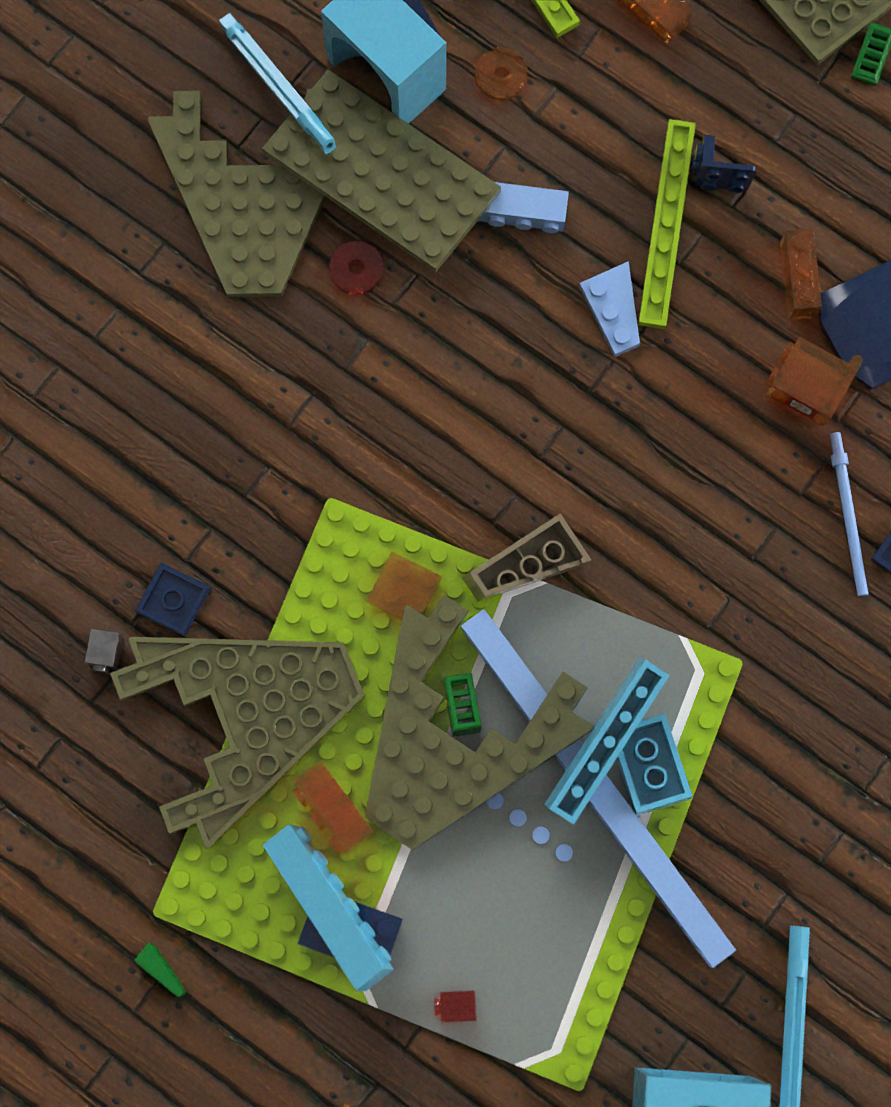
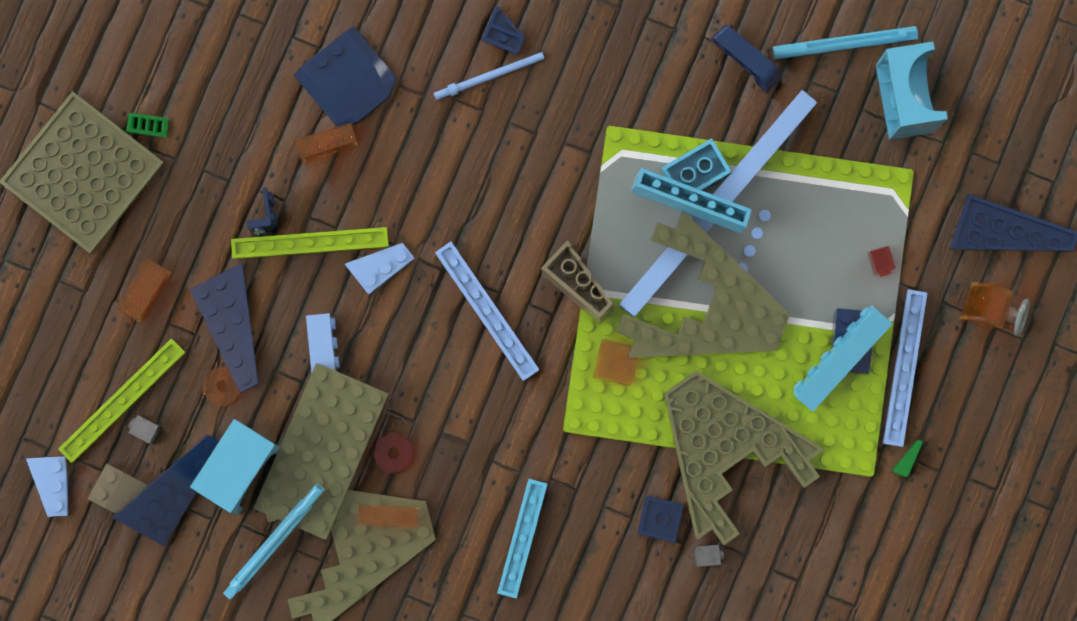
camera: 105 degrees left, 5 degrees up
(197, 407) = (522, 538): none -> medium azure plate
(270, 238) = (388, 516): none -> clear orange slope
(294, 1001) = (905, 368): none -> light blue plate
(332, 809) = (778, 371): clear orange brick -> none
(465, 728) = (695, 292): green slope -> none
(518, 433) = (487, 311): none -> light blue plate
(587, 98) = (227, 315): none -> dark blue wing
(800, 884) = (748, 57): none -> dark blue beam
(811, 380) = (405, 118): clear orange container -> none

